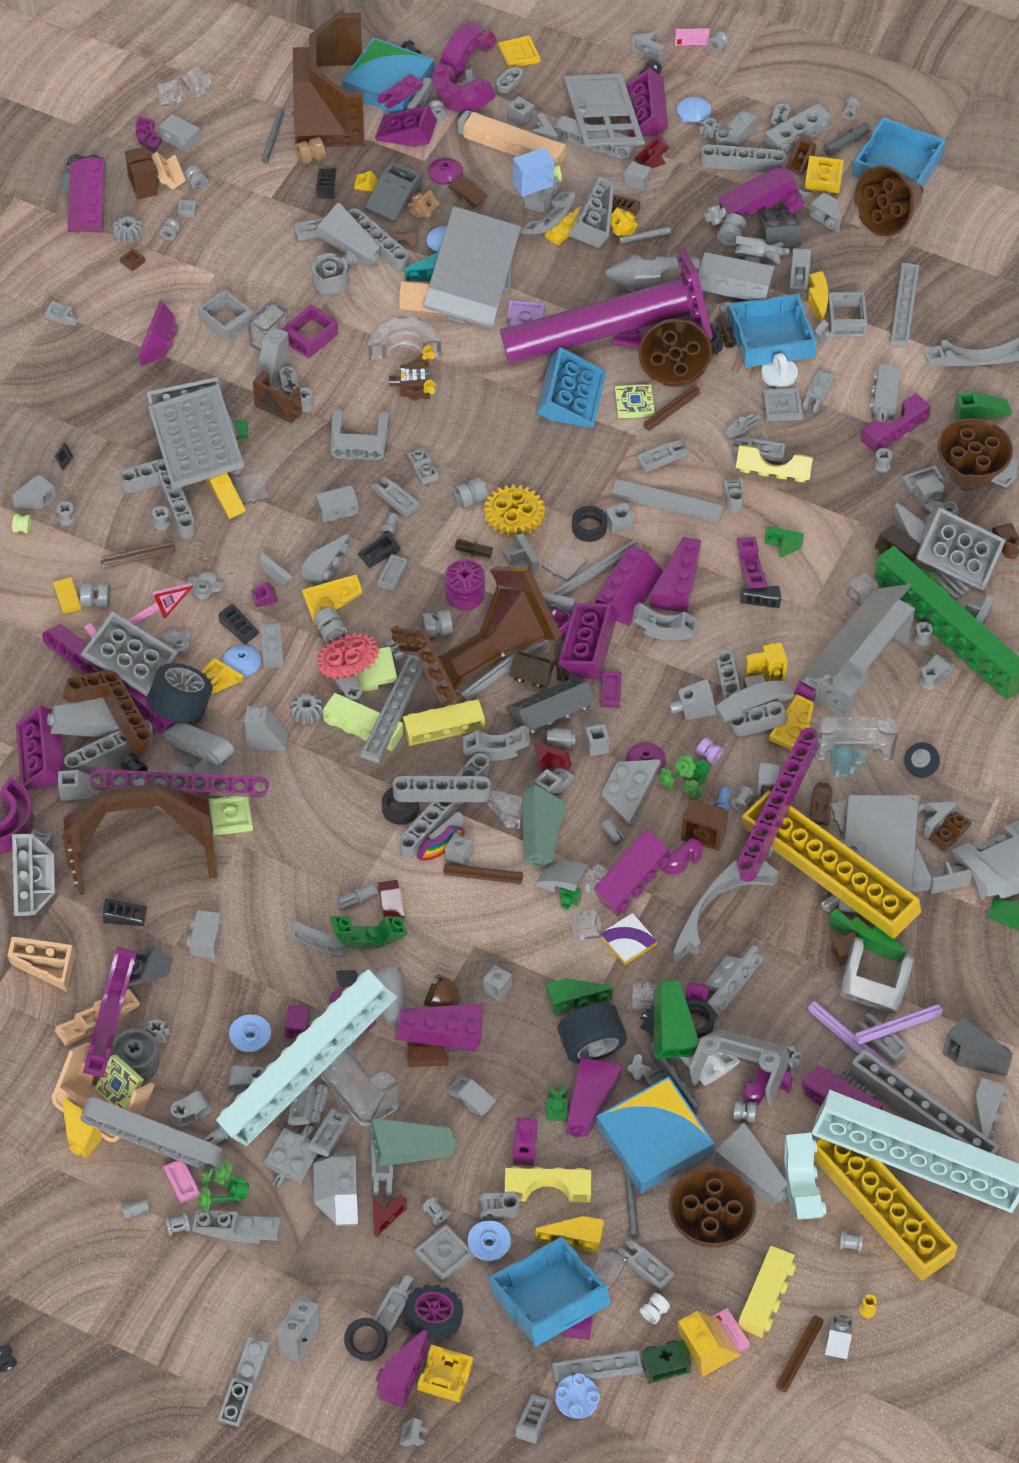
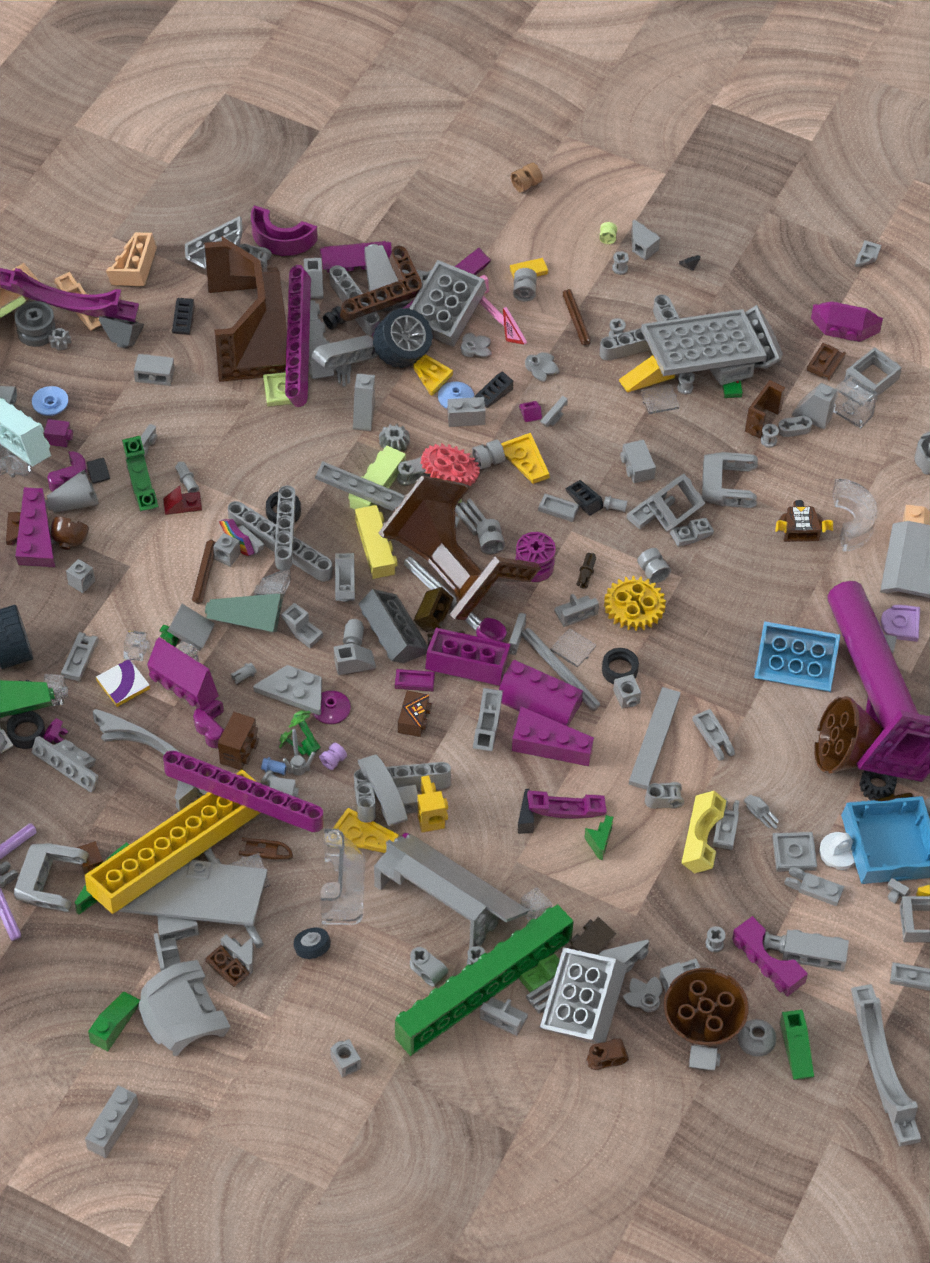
camera: 90 degrees right, 0 degrees up
(206, 352) = (826, 361): none -> reddish brown plate
(302, 344) = (854, 452): magenta window -> none
(322, 562) = (567, 451): light grey slope -> none
(406, 478) = (661, 509): none -> light grey window
(552, 756) = (326, 619): dark red slope -> none
(574, 994) = (64, 633): green slope -> none
(600, 975) = (79, 656): none -> light grey plate
(634, 401) = (789, 714): yellowish green tile -> none
(655, 685) = (414, 713): none -> reddish brown brick
(671, 408) = (782, 747): reddish brown axle -> none
(695, 701) = (389, 735): light grey torso -> none
(720, 778) = (298, 764): none -> light grey plant
(844, 760) = (314, 872): clear light blue brick -> none

